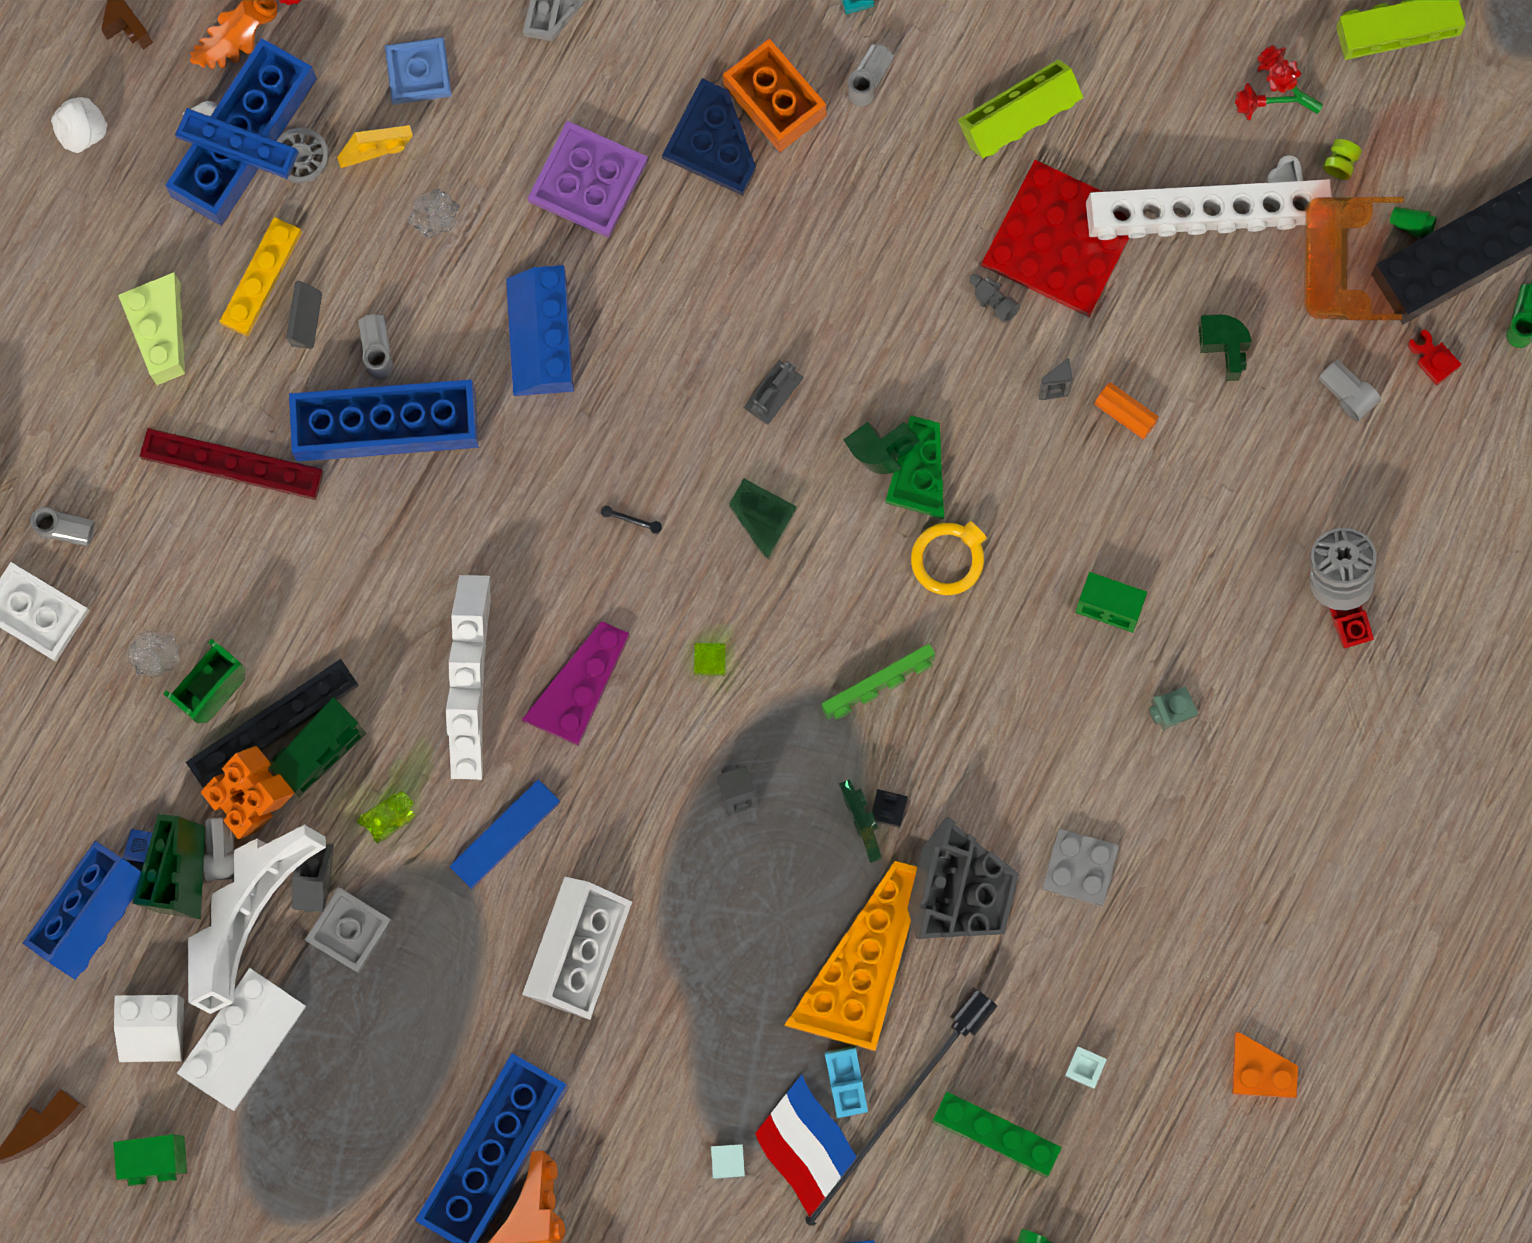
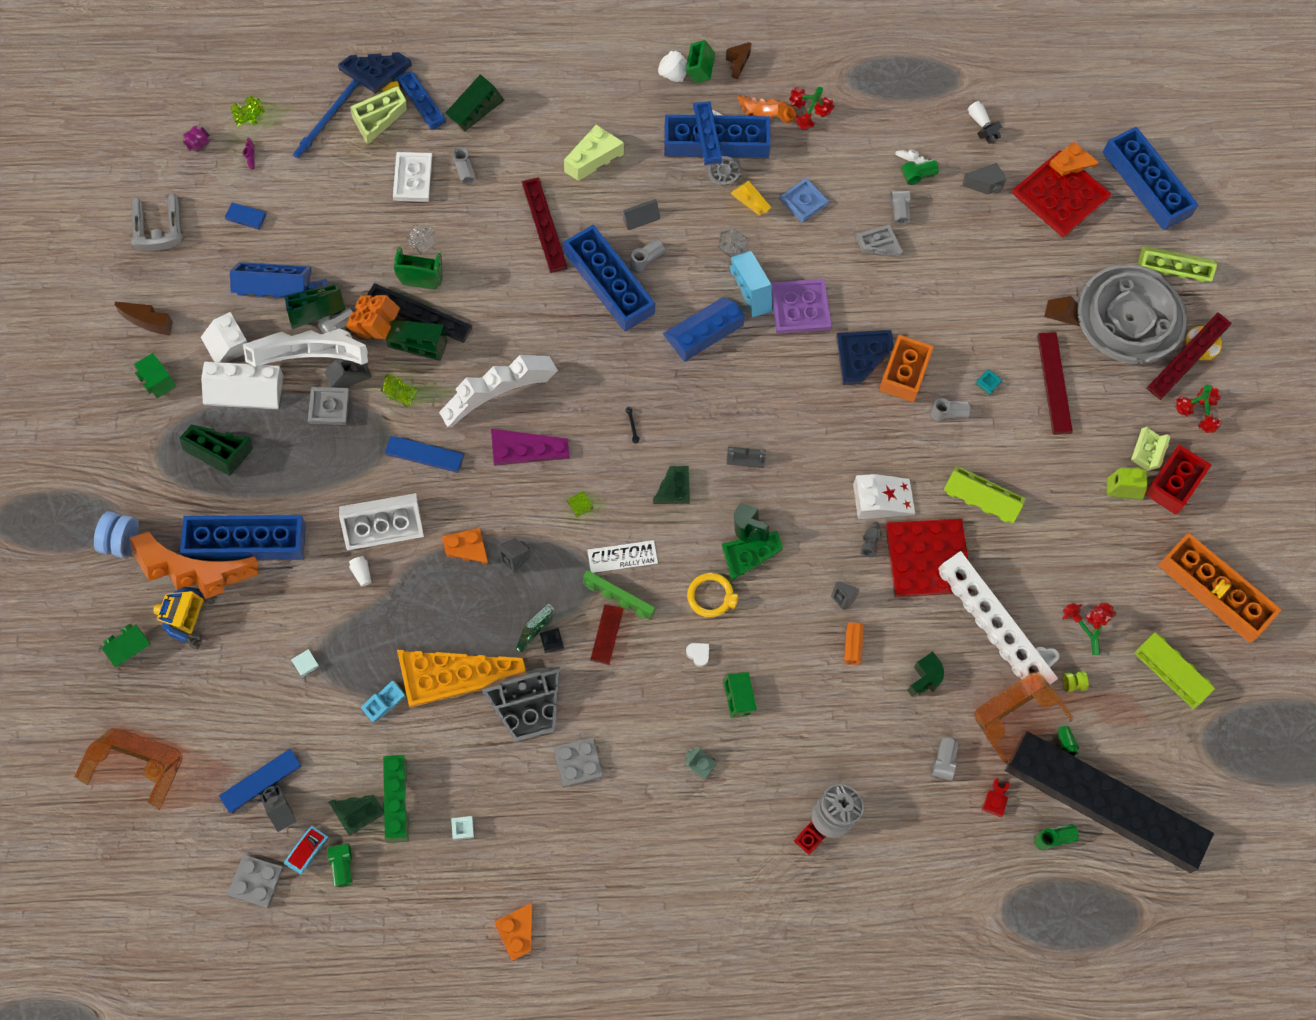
camera: 50 degrees right, 10 degrees down
(97, 80) = (700, 61): none -> green brick
(260, 276) = (649, 186): yellow plate -> none
(325, 1126) = (215, 448): none -> dark green wedge
(513, 224) = (752, 283): none -> medium azure wedge
(635, 1015) = (360, 570): none -> white cone
(681, 850) = (465, 545): none -> orange wing
(811, 1146) = (338, 701): flag -> none
(820, 645) = (622, 556): none -> white sticker
(922, 729) = (607, 634): none -> clear red tile
(942, 244) = (882, 496): none -> white slope
(984, 1197) = (357, 812): none -> clear green wing
(1021, 622) = (698, 653): none -> white tile

